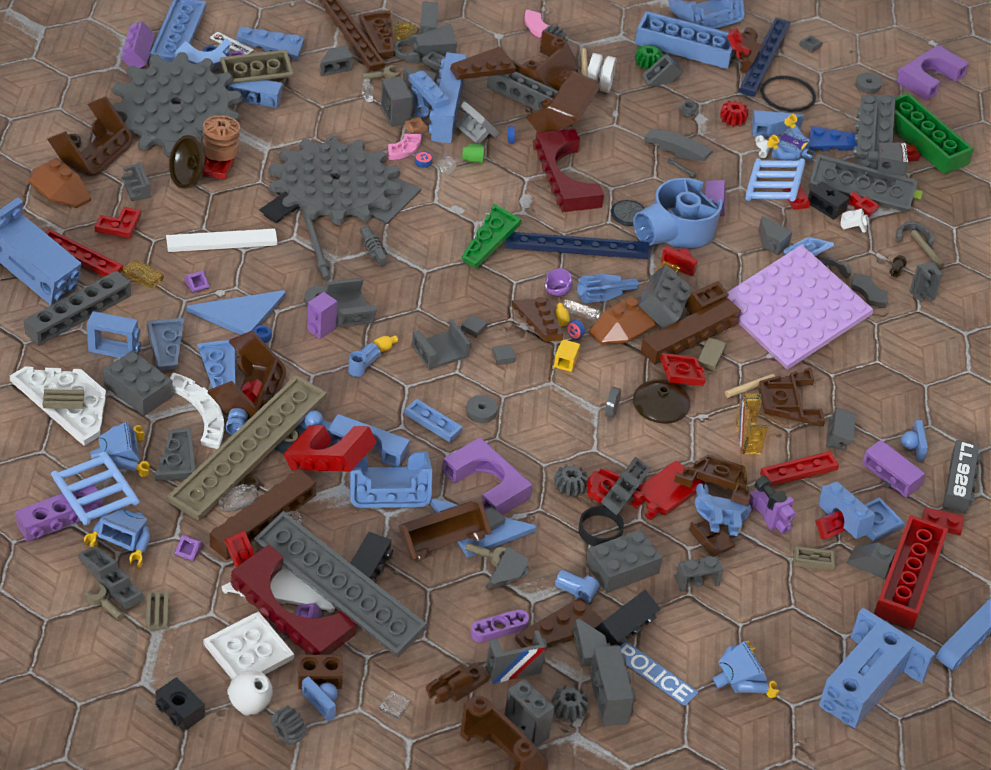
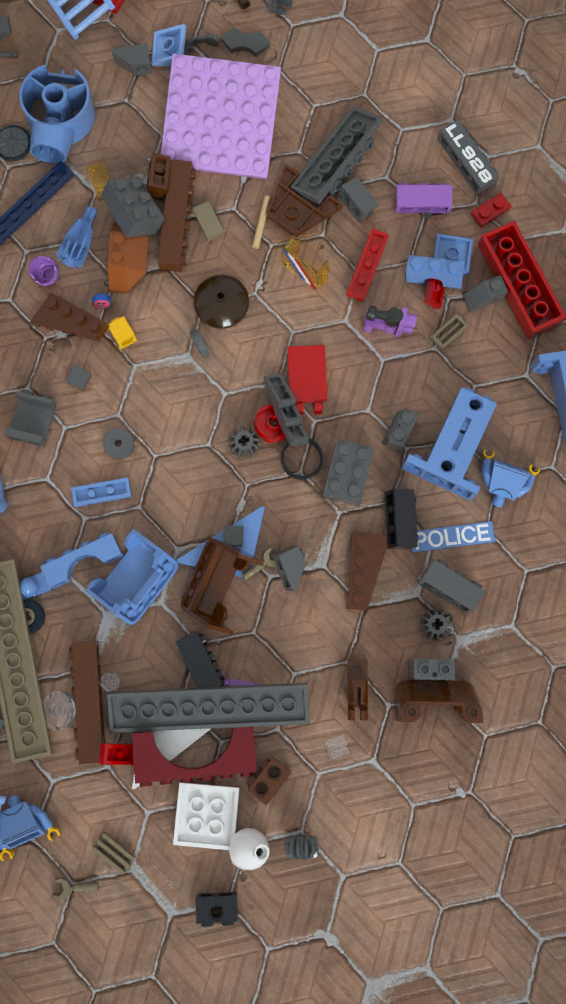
camera: 45 degrees left, 35 degrees up
(108, 574) = (54, 866): dark grey slope -> none
(188, 548) = (73, 781): medium lavender slope -> none
(250, 480) = (48, 684): dark brown tile -> none
(309, 611) = (208, 744): medium lavender slope -> none
(311, 449) = (96, 608): red arch -> none
(321, 697) = (292, 797): medium blue tile -> none
(474, 325) = (30, 374): dark grey tile -> none
(480, 457) = (167, 489): medium lavender arch -> none
(493, 632) = (338, 600): medium lavender beam -> none
(515, 663) = (366, 651): dark grey panel -> none
(562, 315) = (77, 297): yellow cylinder -> none
(574, 307) = (83, 277): clear plate -> none
(580, 587) = (344, 524): medium blue piece -> none
(586, 640) = (402, 566): dark grey slope -> none
(680, 258) = (97, 153): red tile -> none
(683, 369) = (209, 260): red plate -> none
(715, 545) = (384, 387): reddish brown piece -> none
(716, 190) = (54, 59): medium lavender hinge -> none
(719, 472) = (328, 327): reddish brown wing -> none
(720, 510) = (362, 360): medium blue connector -> none
(728, 611) = (455, 445): none -> medium blue brick
(857, 395) = (338, 155): none -> dark grey plate
(916, 440) = (412, 155): medium blue tile -> none

